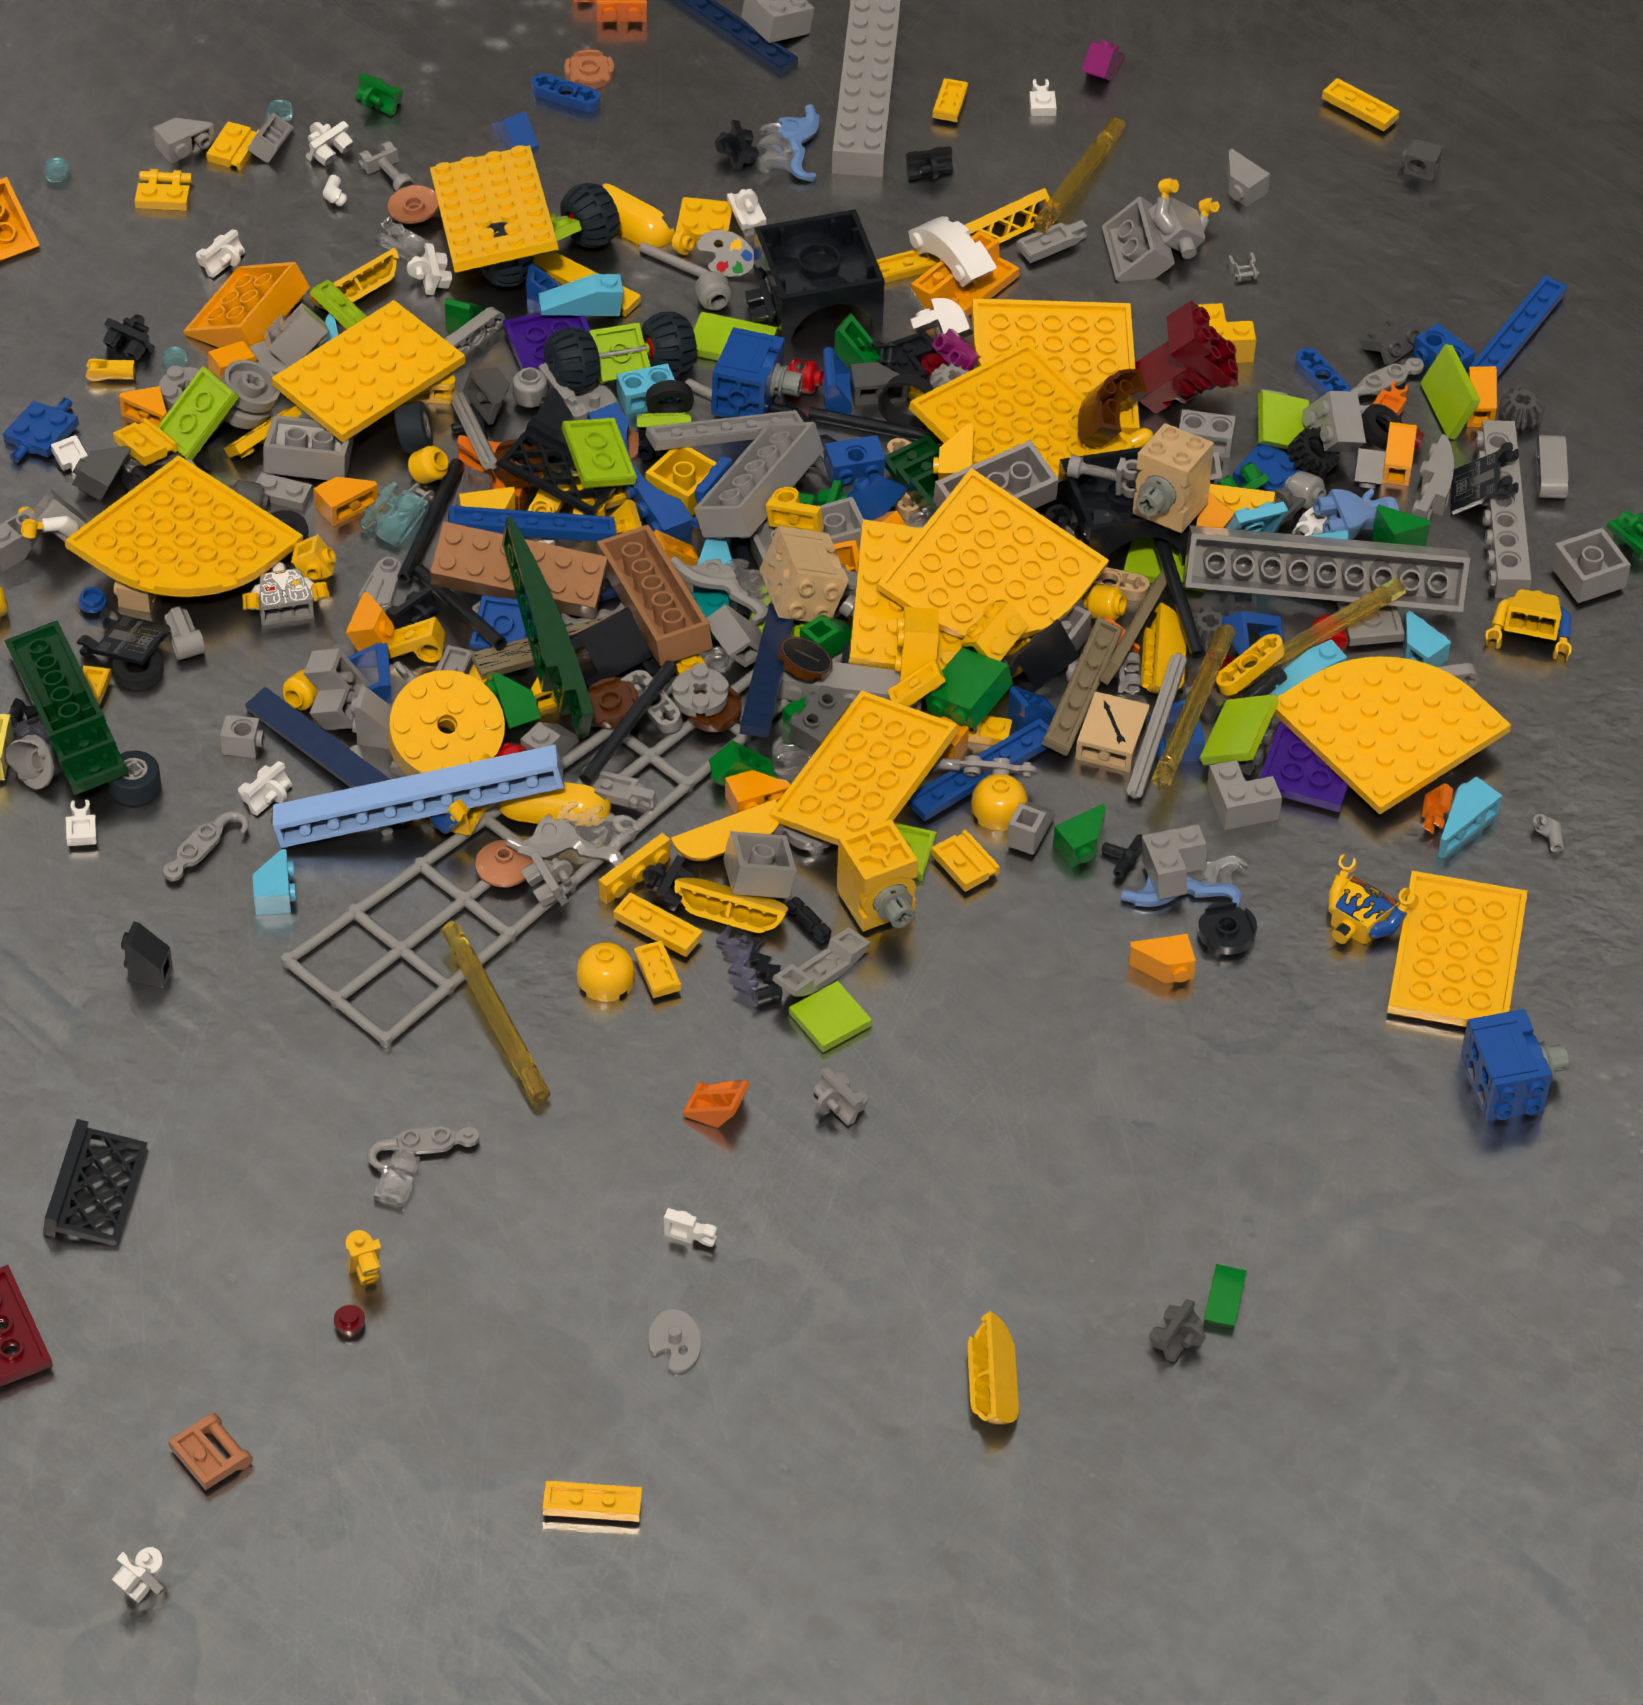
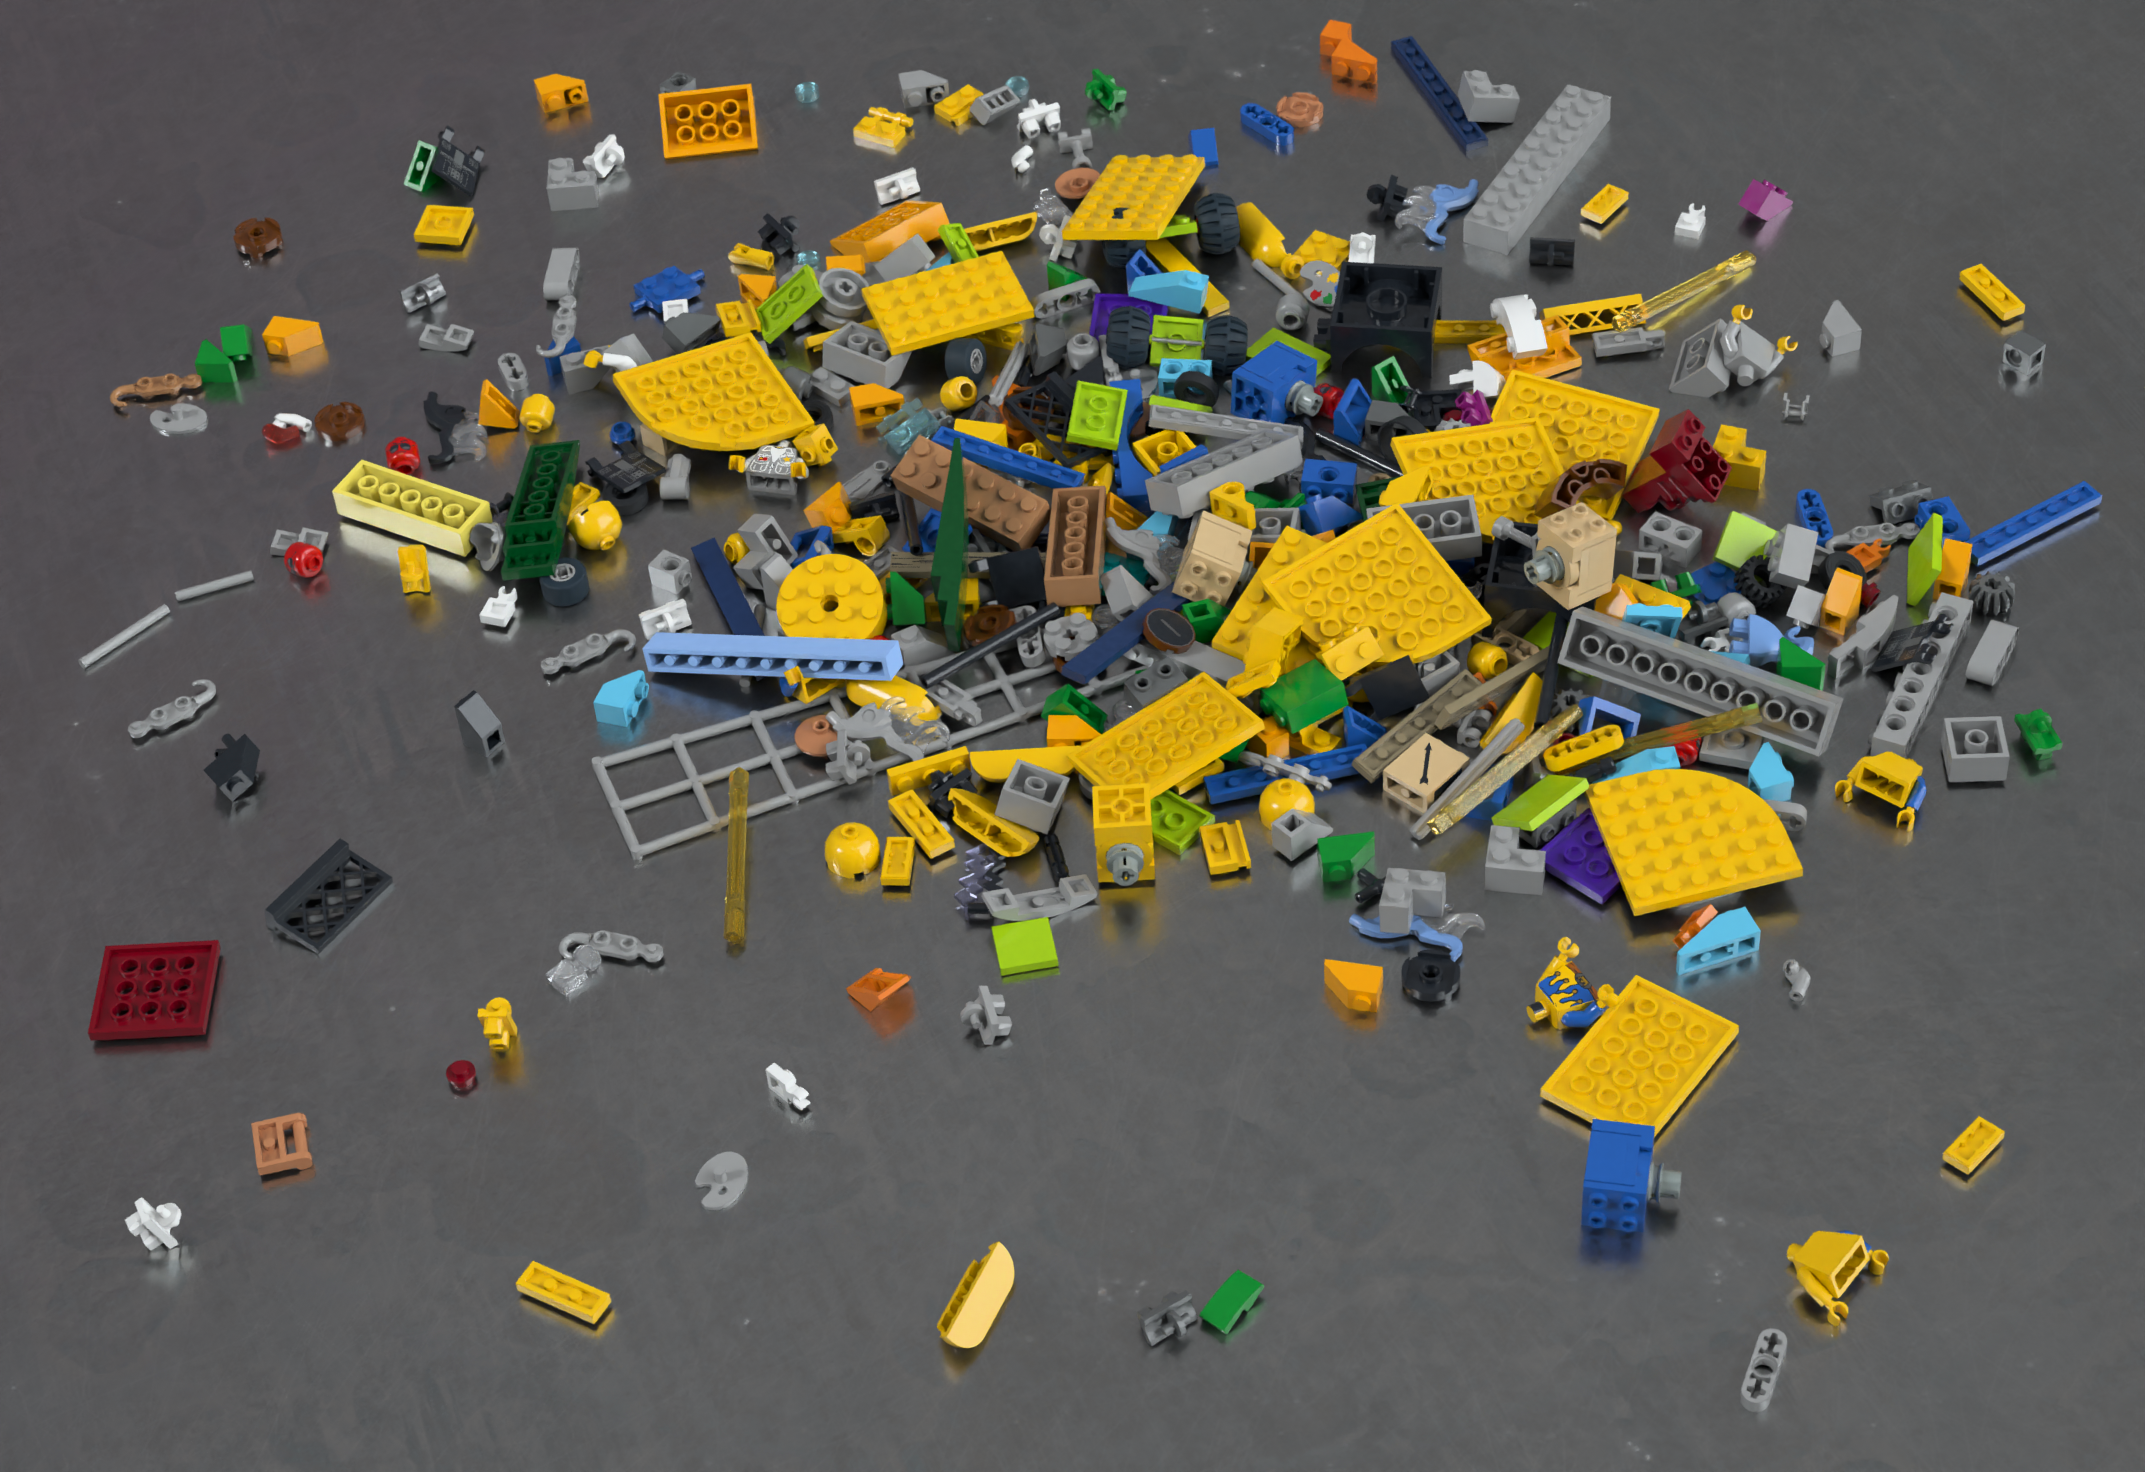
camera: 30 degrees right, 5 degrees down
(137, 710) = (597, 527): none -> yellow cylinder

